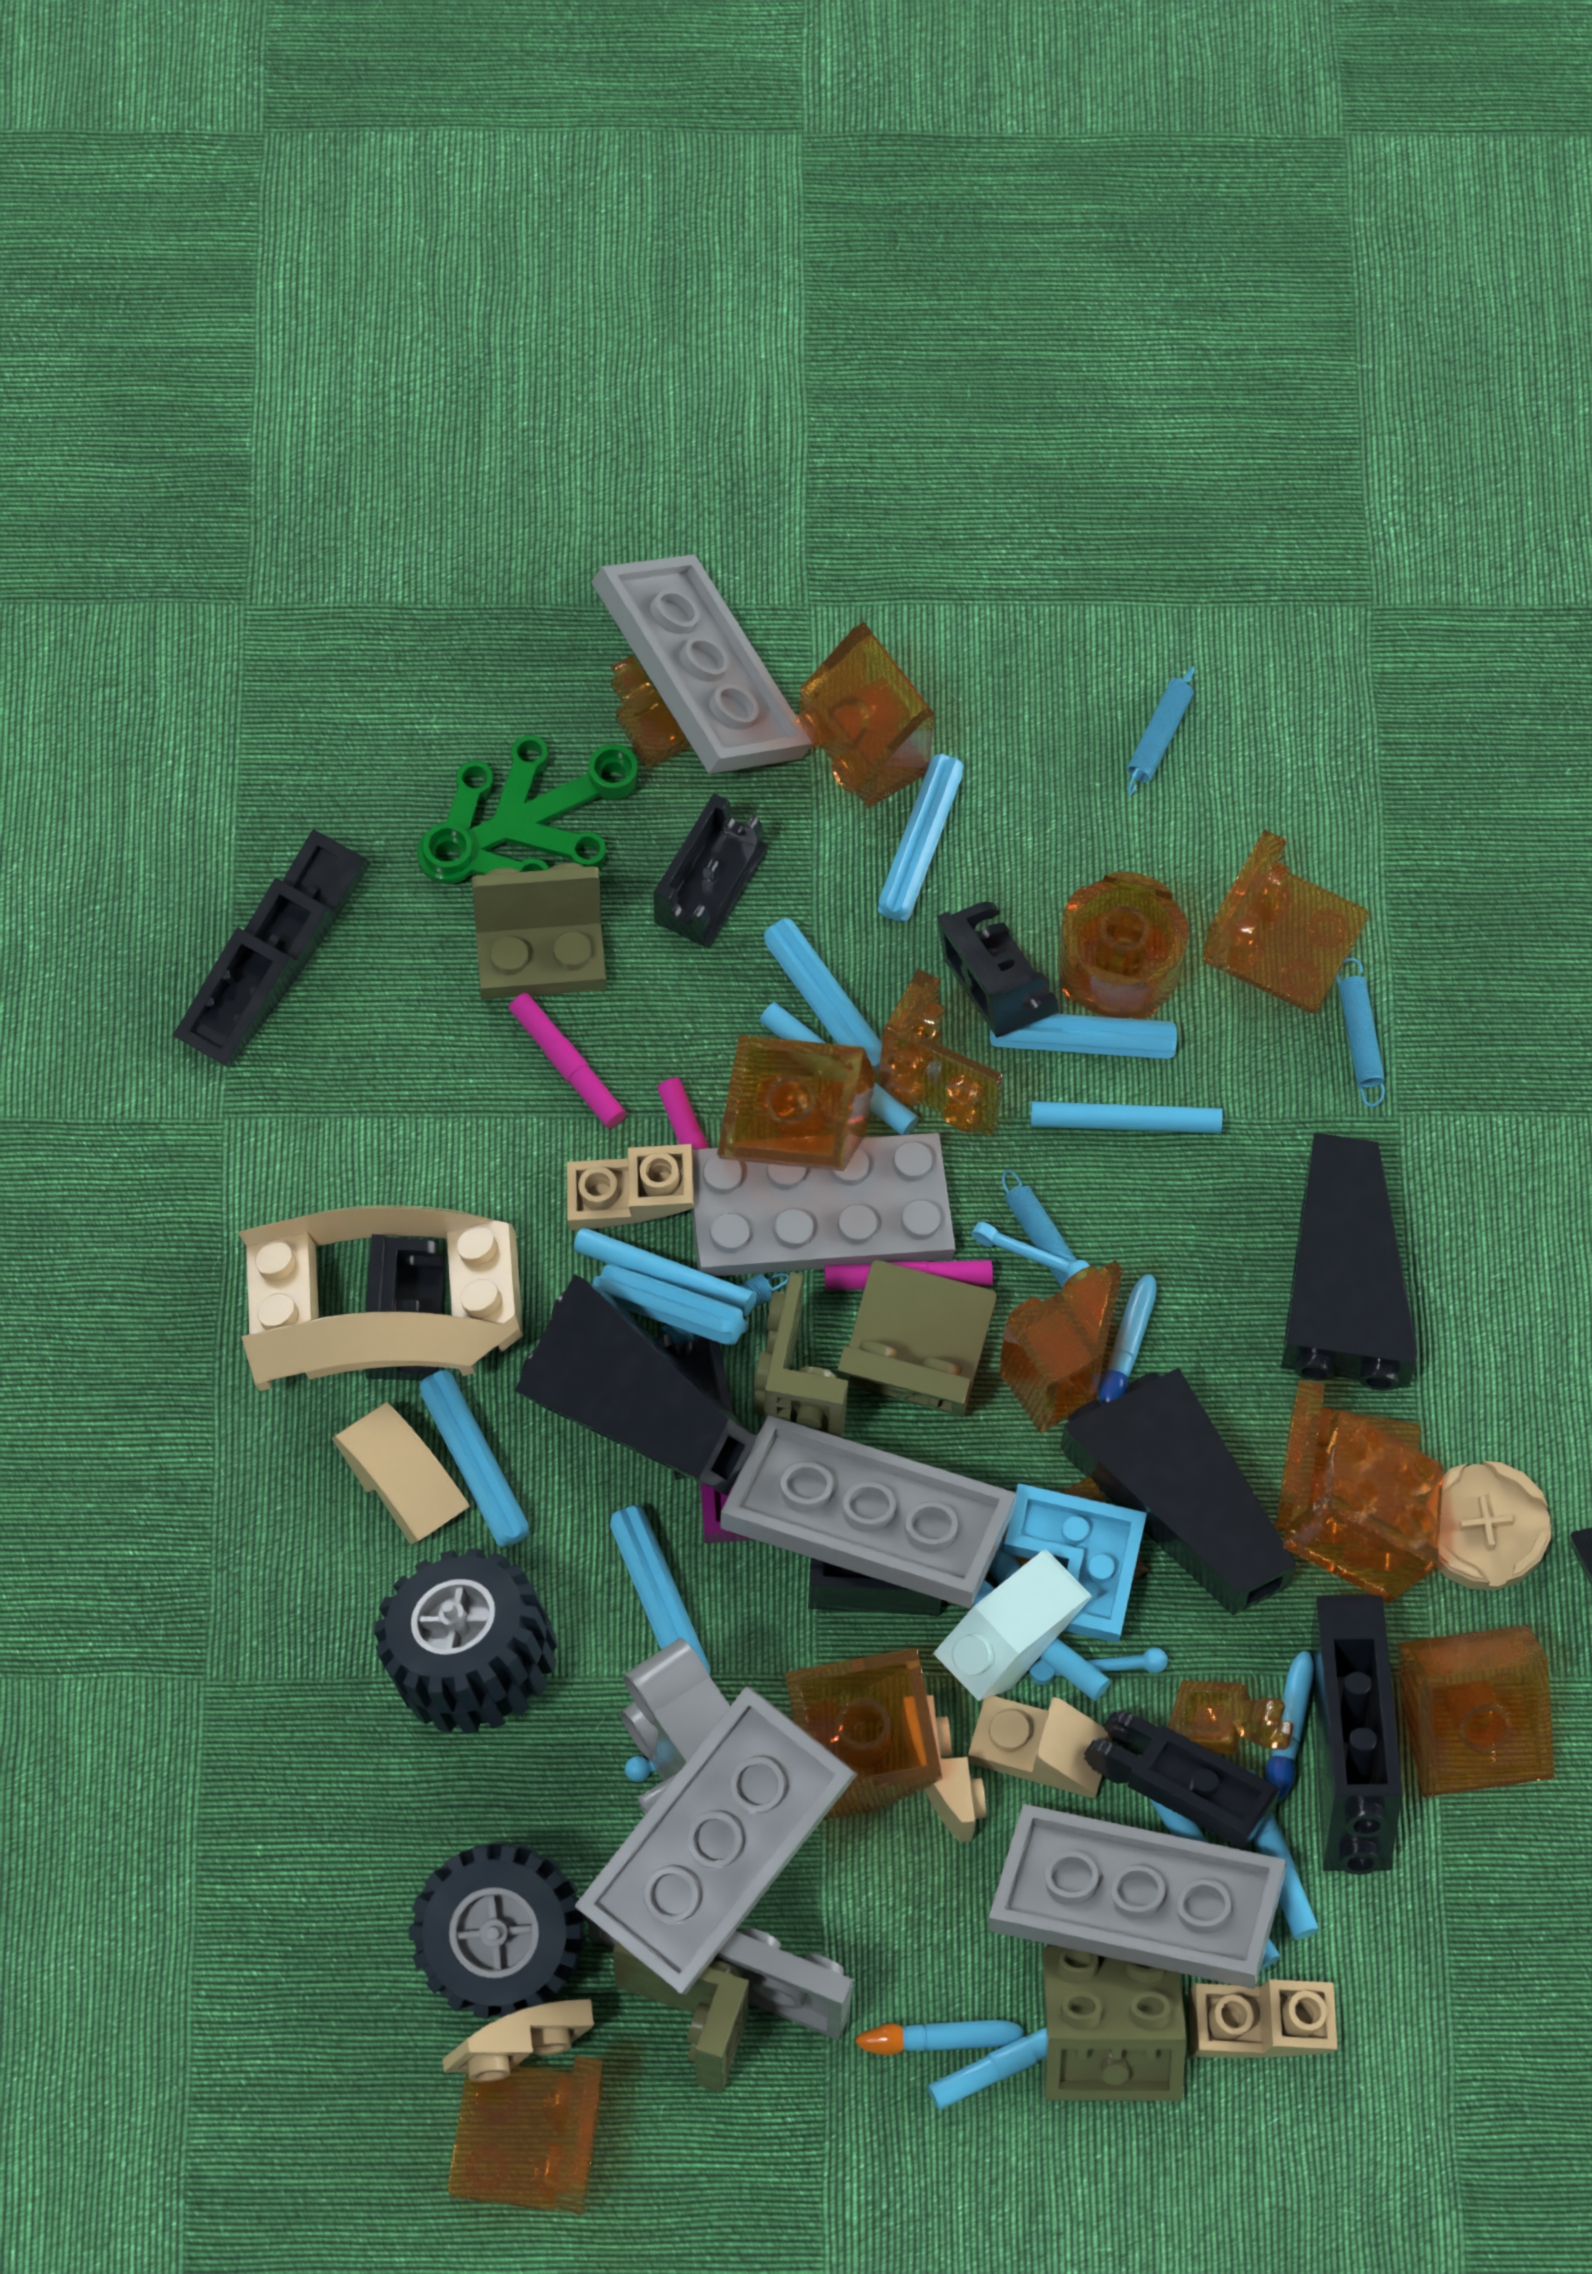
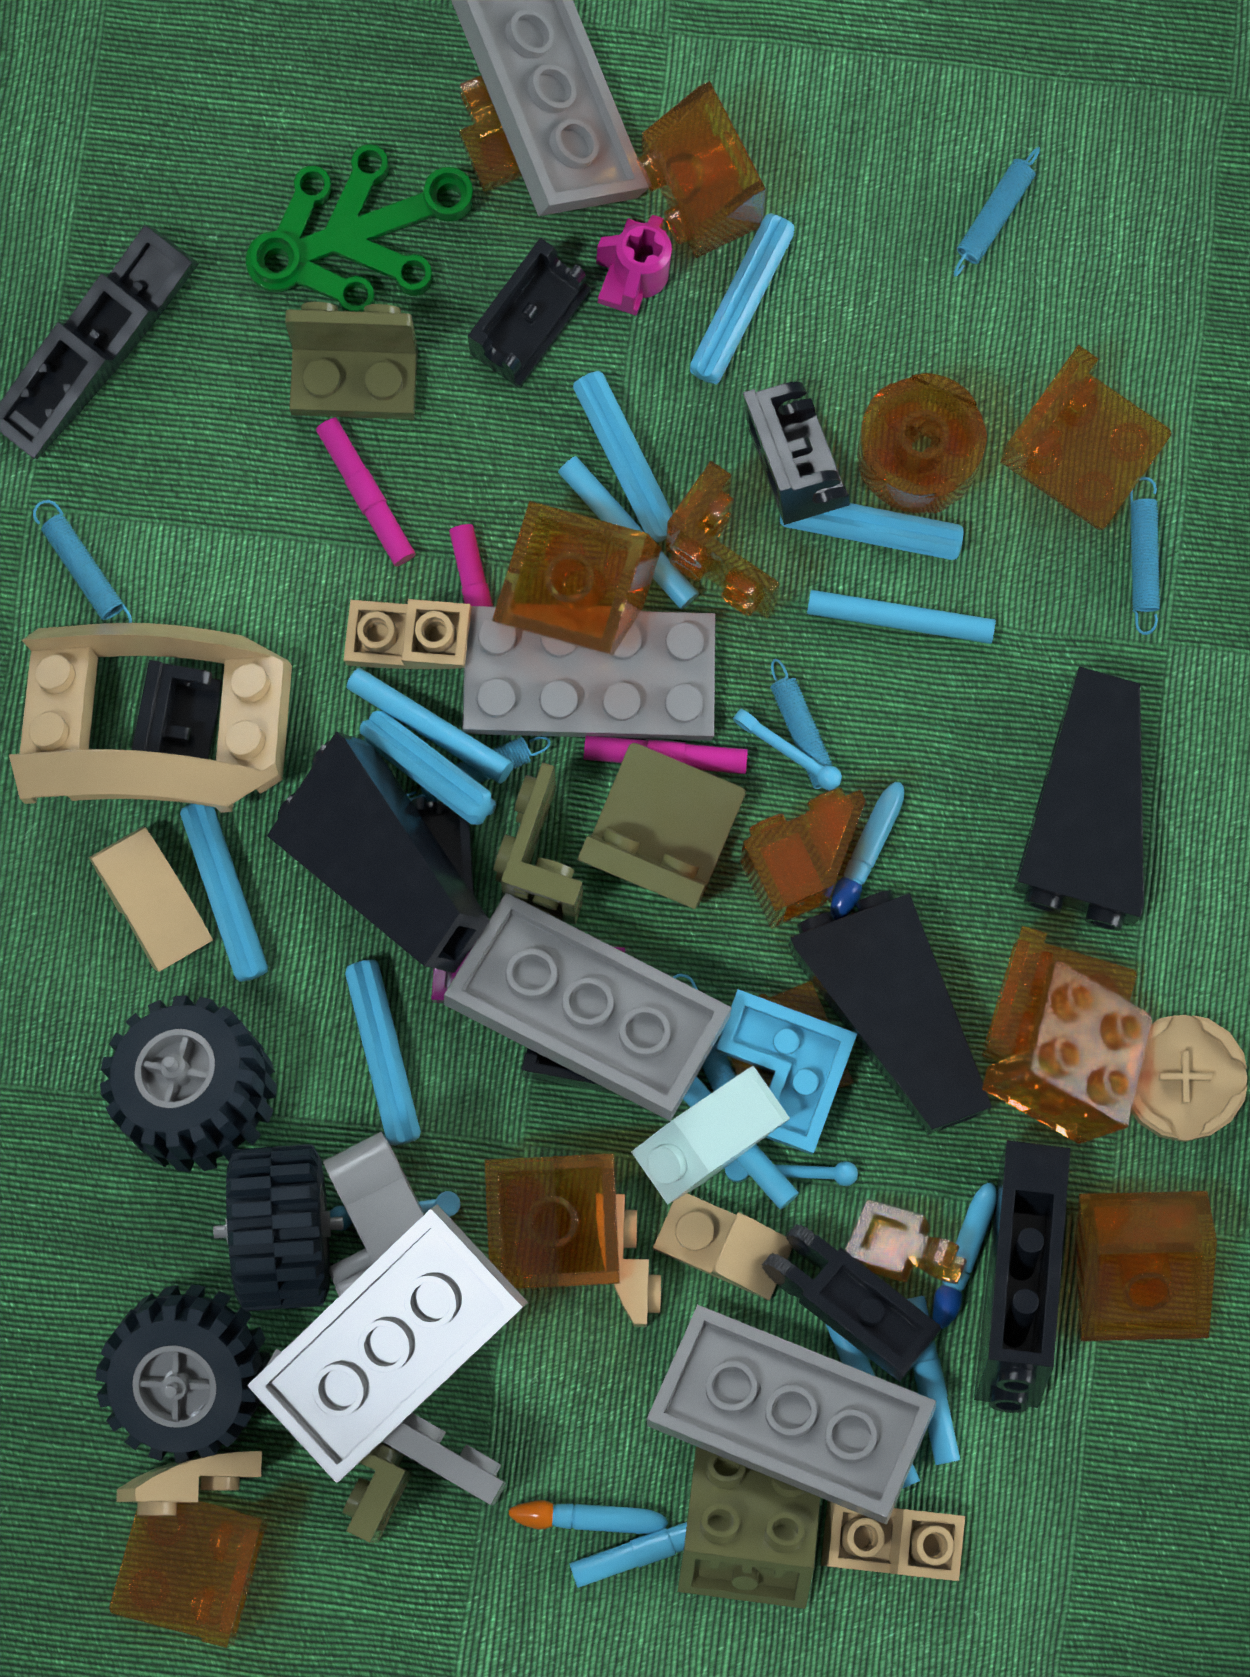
camera: 10 degrees right, 15 degrees up
(286, 1162) = (81, 565): none -> medium azure piece
(579, 1766) = (278, 1227): none -> black wheel
(809, 814) = (636, 264): none -> dark pink piece

